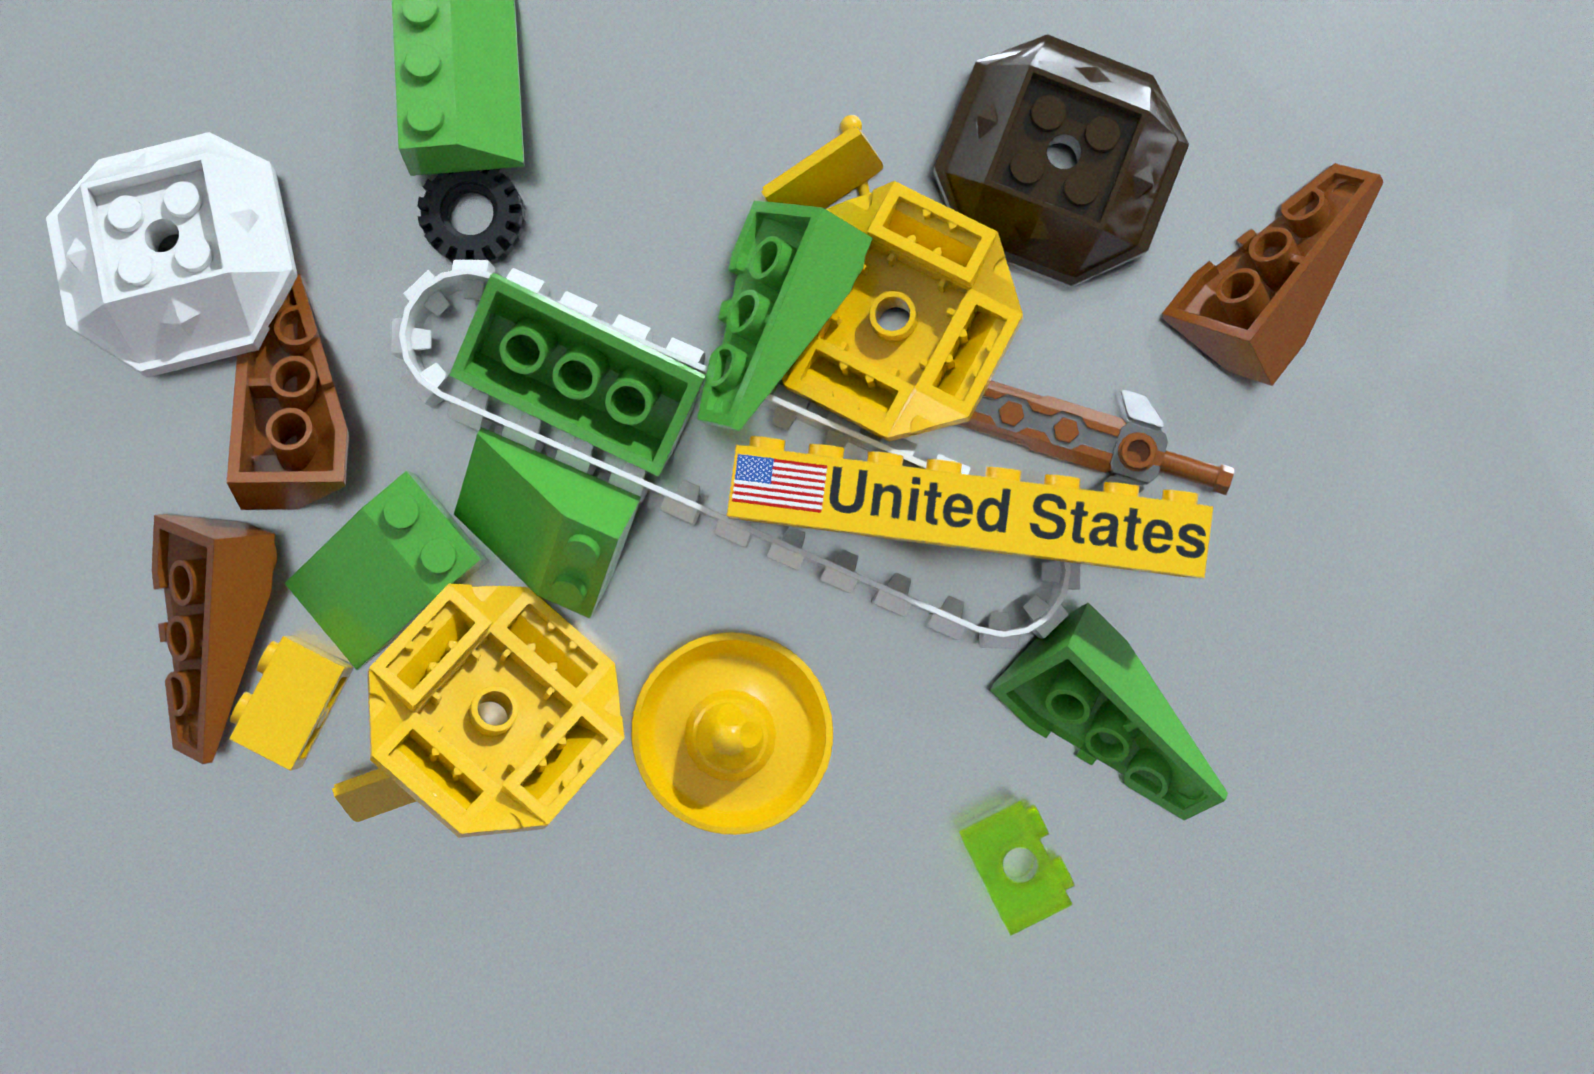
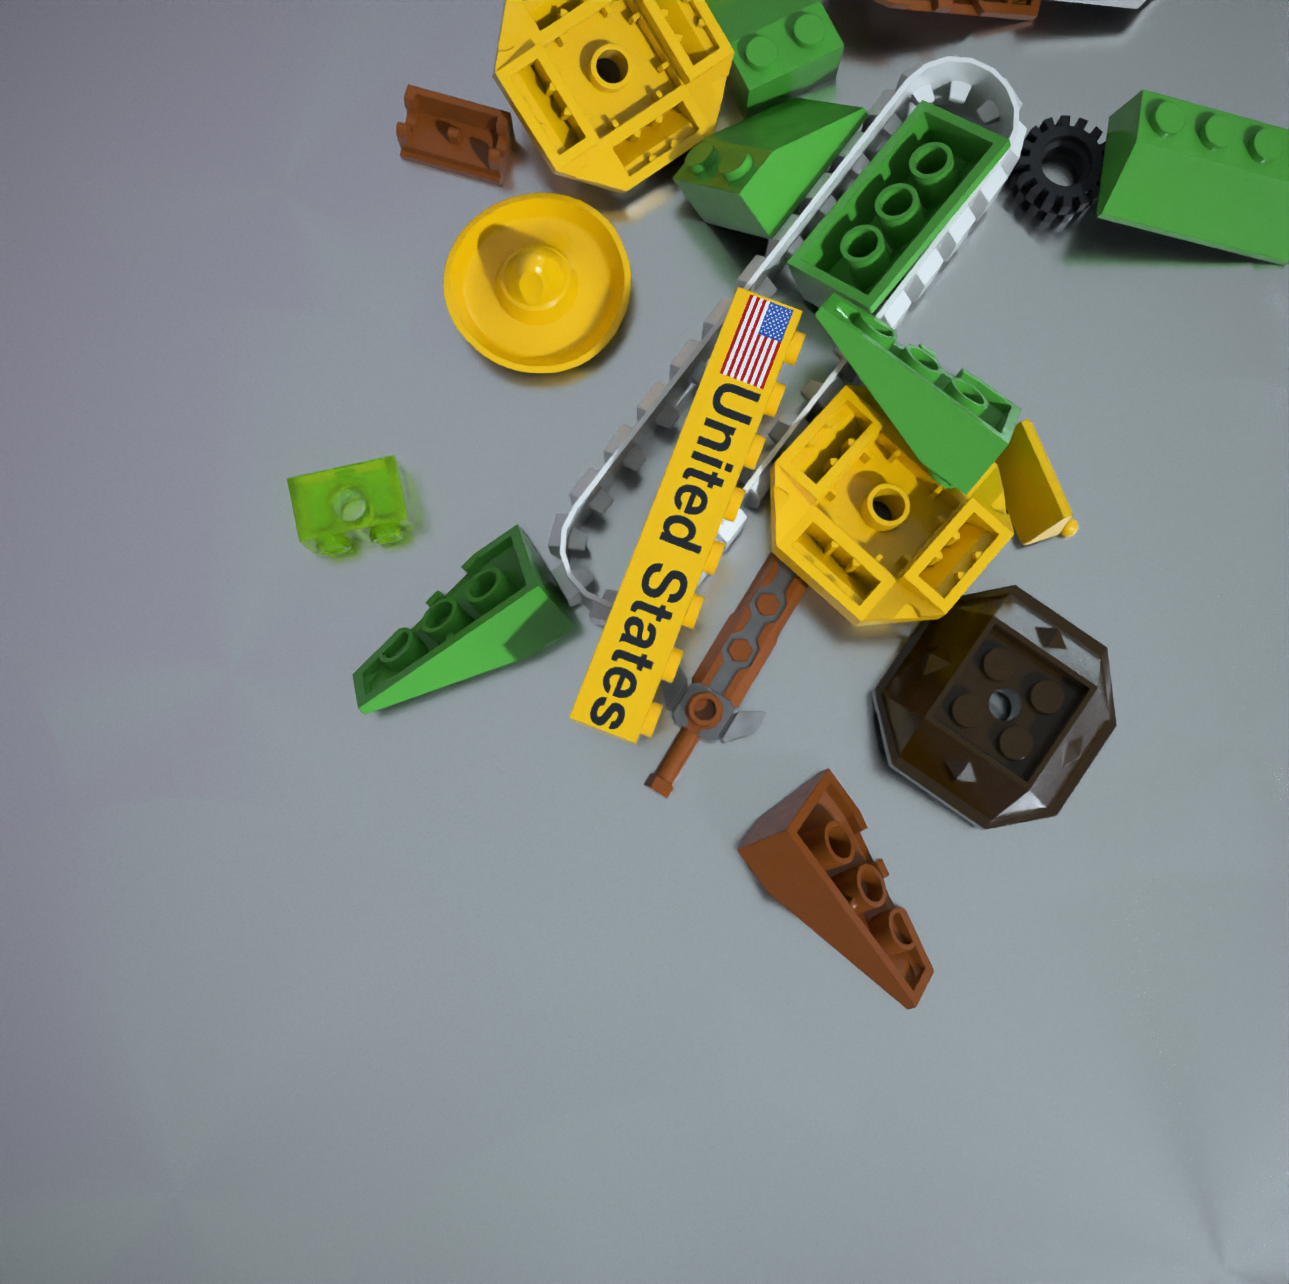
camera: 100 degrees right, 5 degrees down
(592, 861) = (455, 135): none -> dark orange hinge

